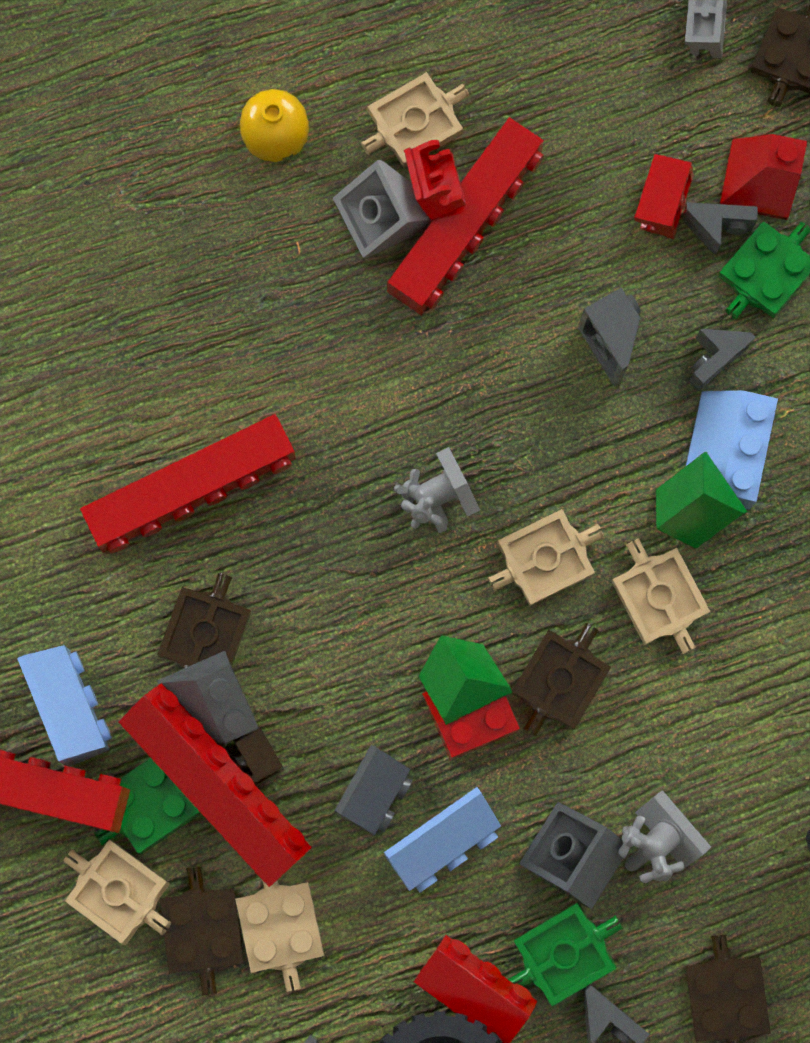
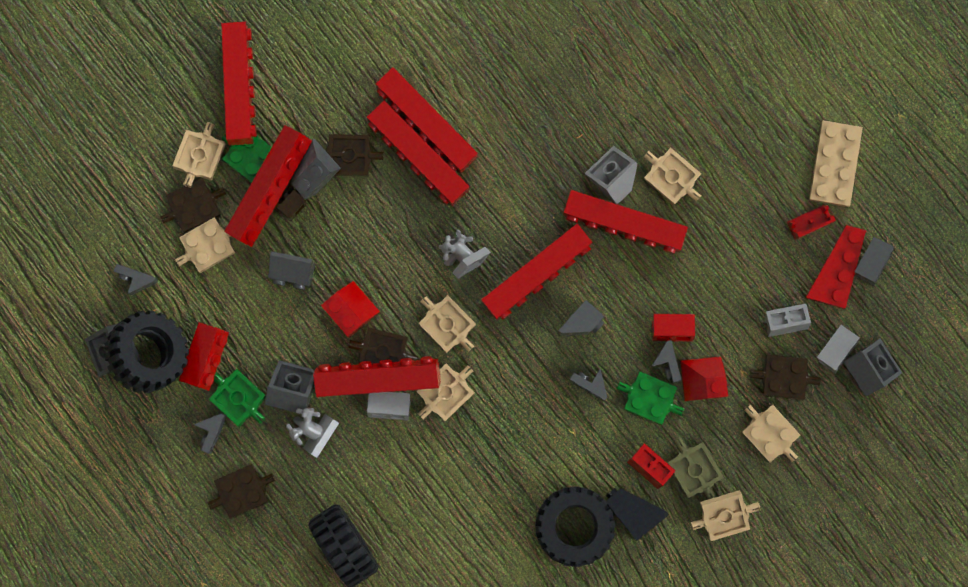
camera: 75 degrees right, 5 degrees up
(65, 704) = (286, 94): light blue slope -> none
(241, 515) = (417, 153): none -> red brick
(274, 125) = (643, 100): yellow cylinder -> none
(434, 179) = (637, 196): red hinge -> none
(443, 841) = (276, 315): light blue slope -> none
(461, 678) = (366, 298): green slope -> none
(505, 383) = (536, 272): none -> red brick
(604, 700) = (377, 377): none -> red brick
(654, 697) = (389, 405): none -> light grey hinge
(696, 503) = (501, 395): green slope -> none
(736, 436) = (540, 404): light blue slope -> none

